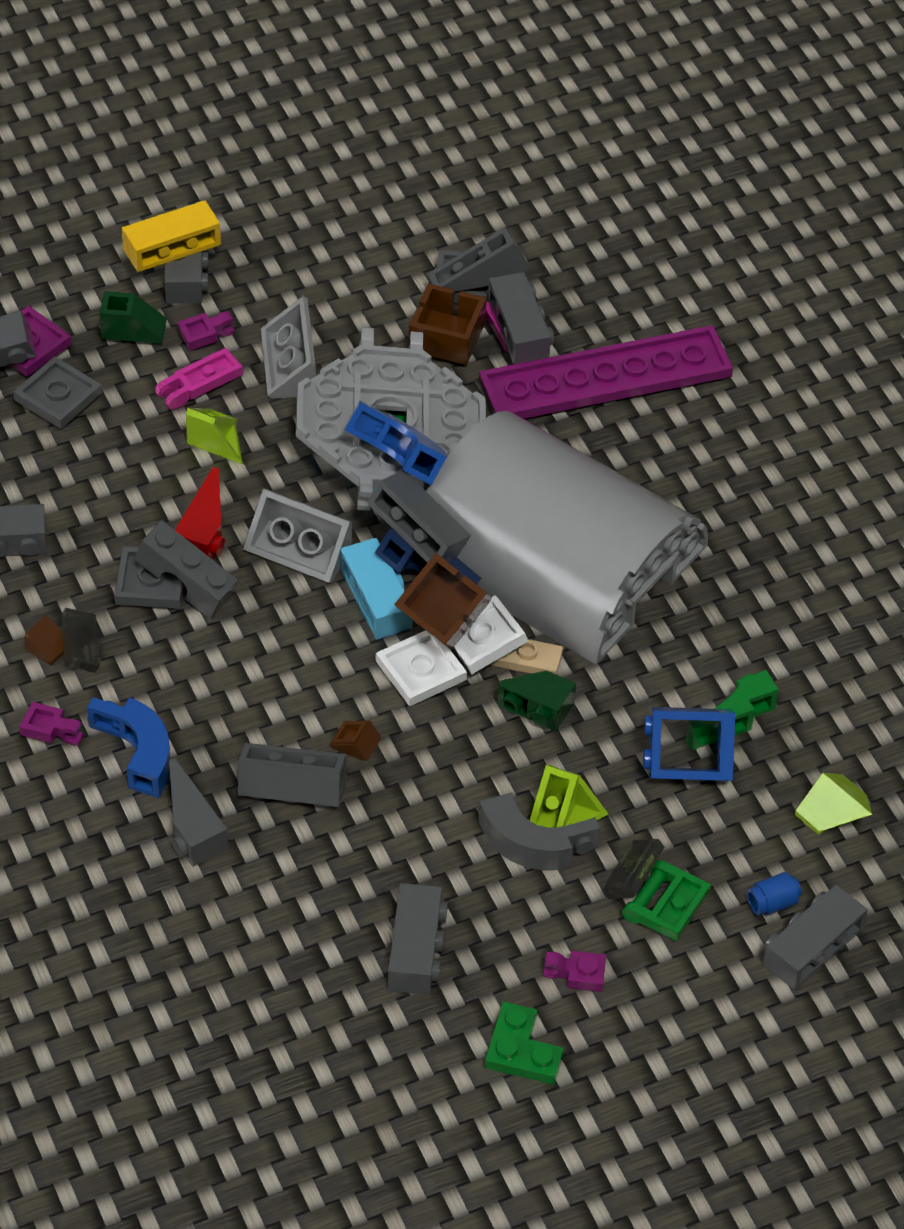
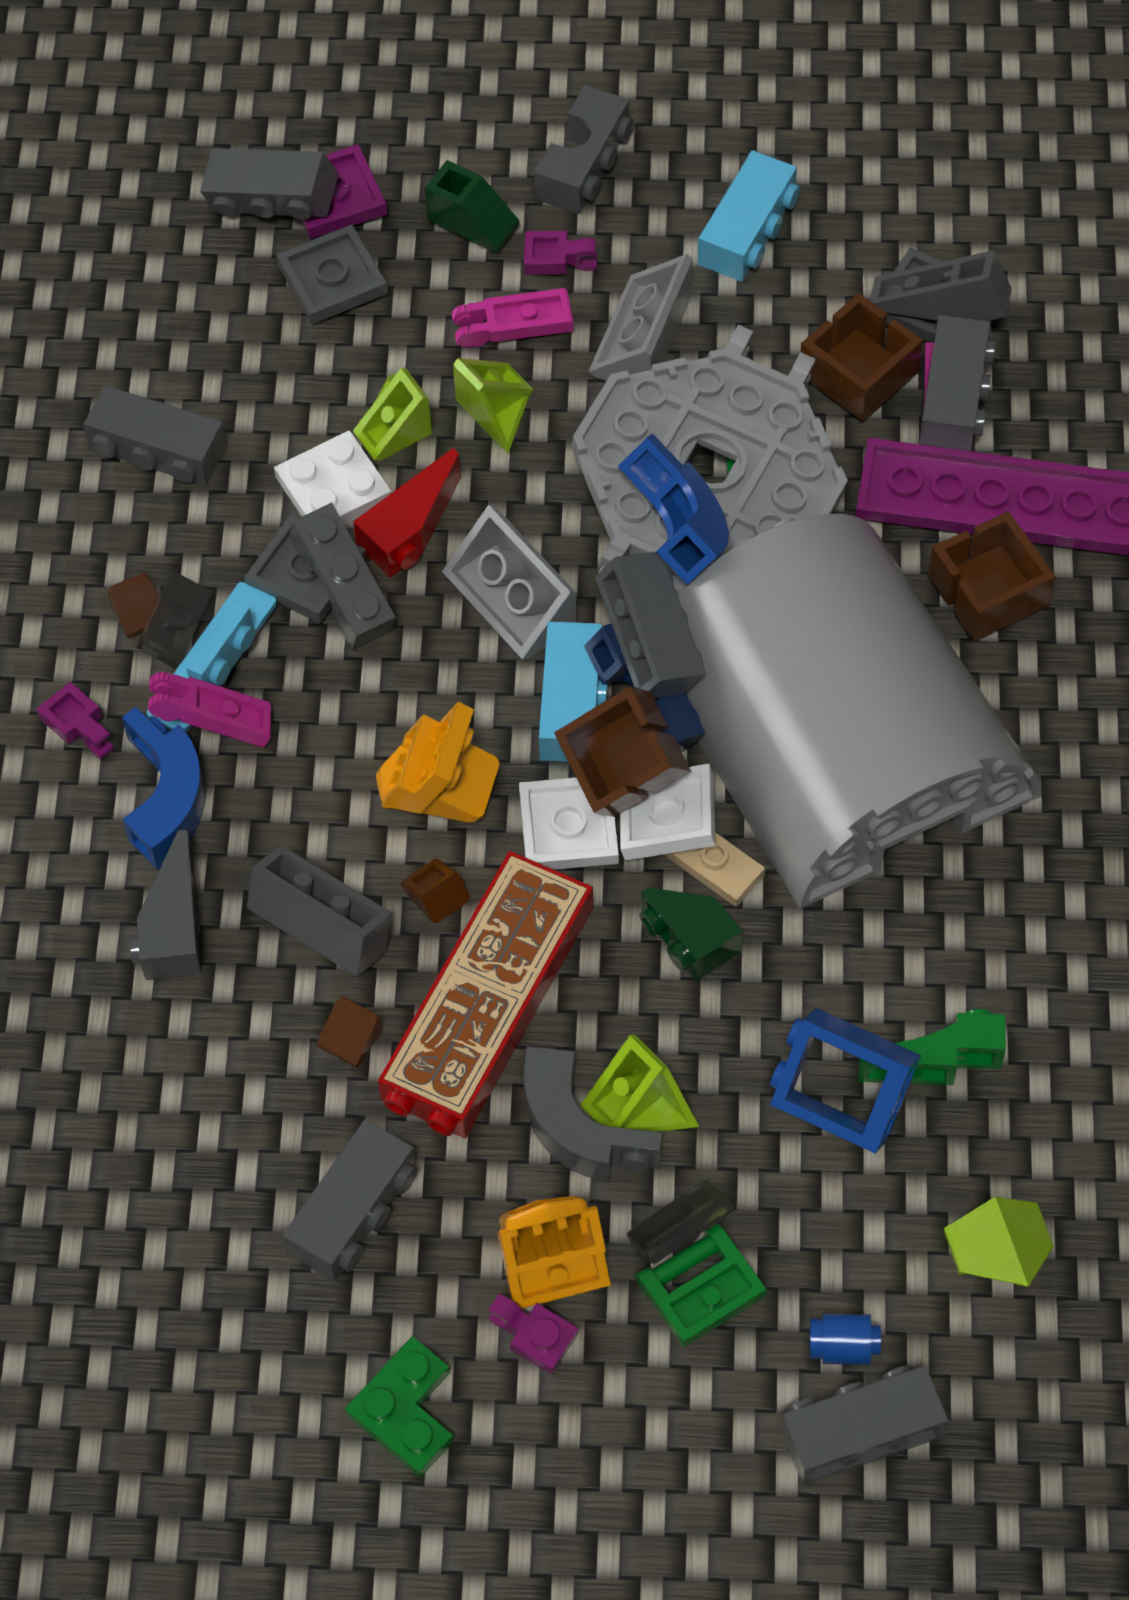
camera: 30 degrees right, 10 degrees up
(121, 651) = (225, 639): none -> medium azure bracket
(132, 517) = (333, 473): none -> white plate
(143, 680) = (210, 708): none -> dark pink hinge
(156, 462) = (396, 417): none -> lime slope
(171, 236) = (568, 113): yellow brick -> none
(316, 663) = (439, 770): none -> light orange piece
(322, 265) = (748, 216): none -> medium azure brick
(352, 841) = (349, 1032): none -> reddish brown slope
(430, 786) = (485, 996): none -> brick
(566, 910) = (552, 1250): none -> light orange piece
(607, 424) = (999, 582): none -> reddish brown piece

